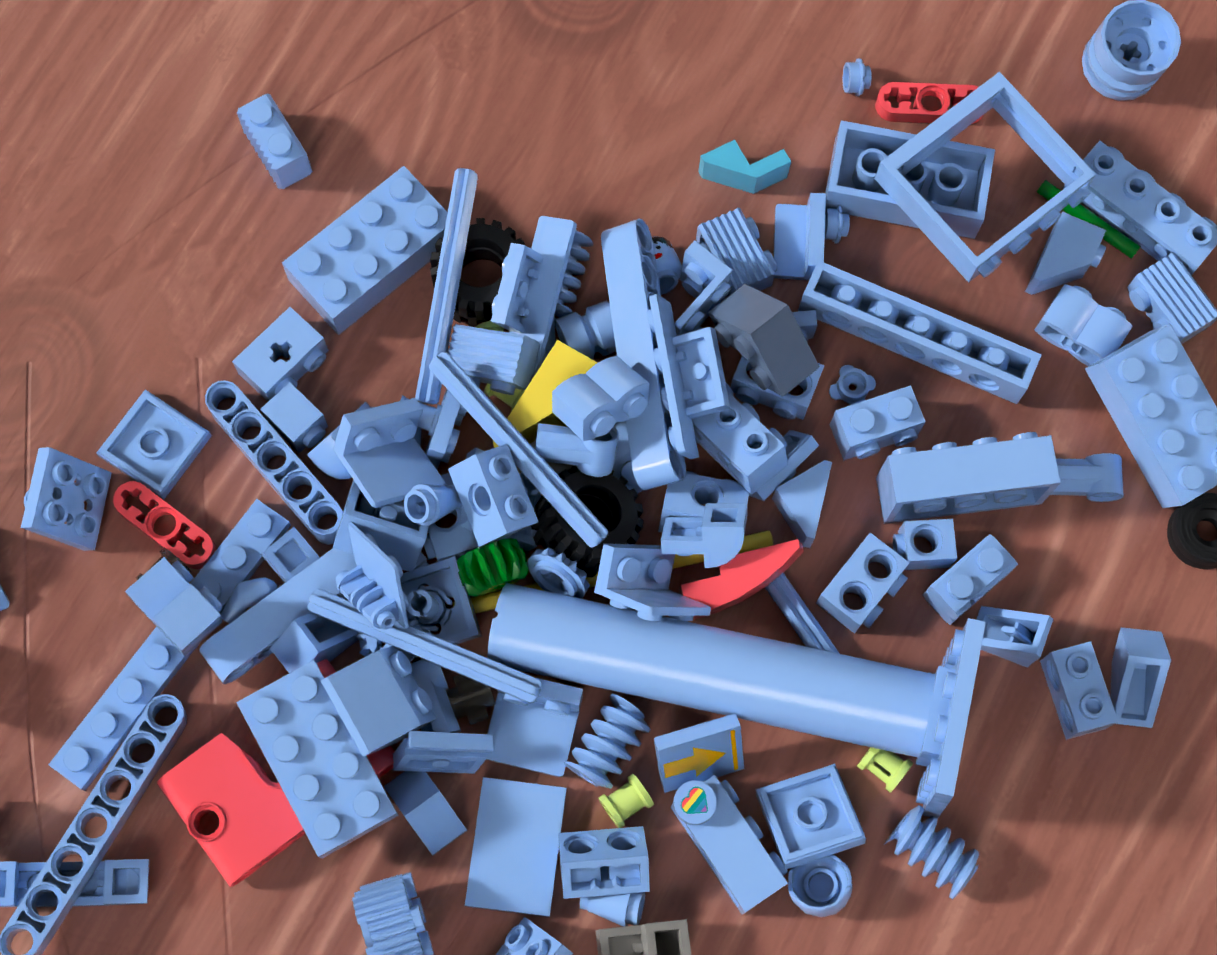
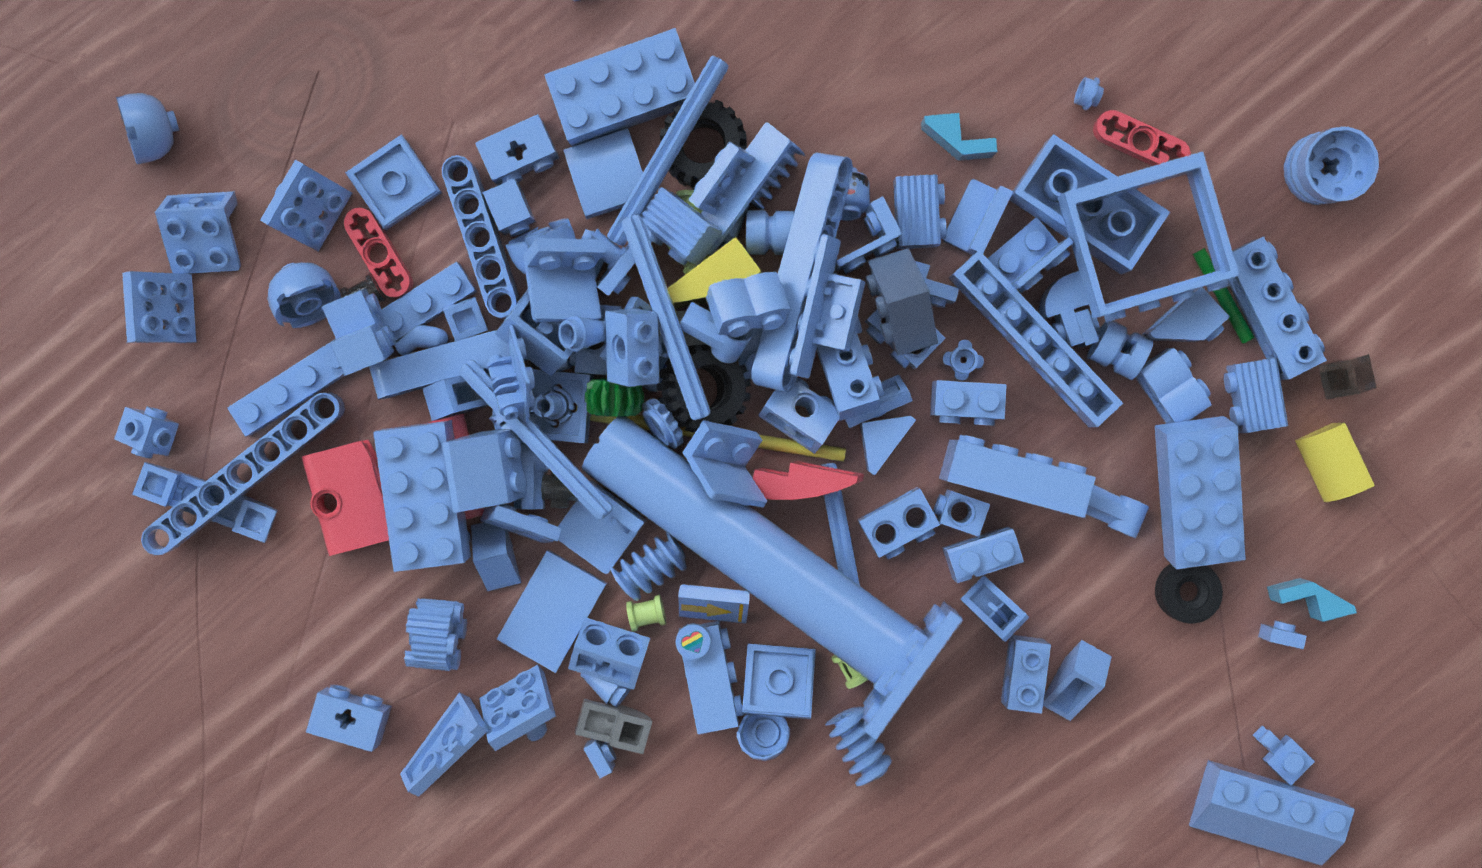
camera: 25 degrees right, 15 degrees up
(93, 599) = (299, 293): none -> light blue cylinder
(384, 343) = (604, 172): none -> light blue slope
(715, 535) = (793, 444): light blue brick -> none
(836, 224) = (1012, 217): light blue plate -> none
(875, 248) = (1028, 254): none -> light blue bracket
(929, 283) = (1060, 301): none -> light blue brick
(963, 302) = (1088, 326): none -> light blue plate
(1012, 309) = (1112, 340): none -> light blue wheel

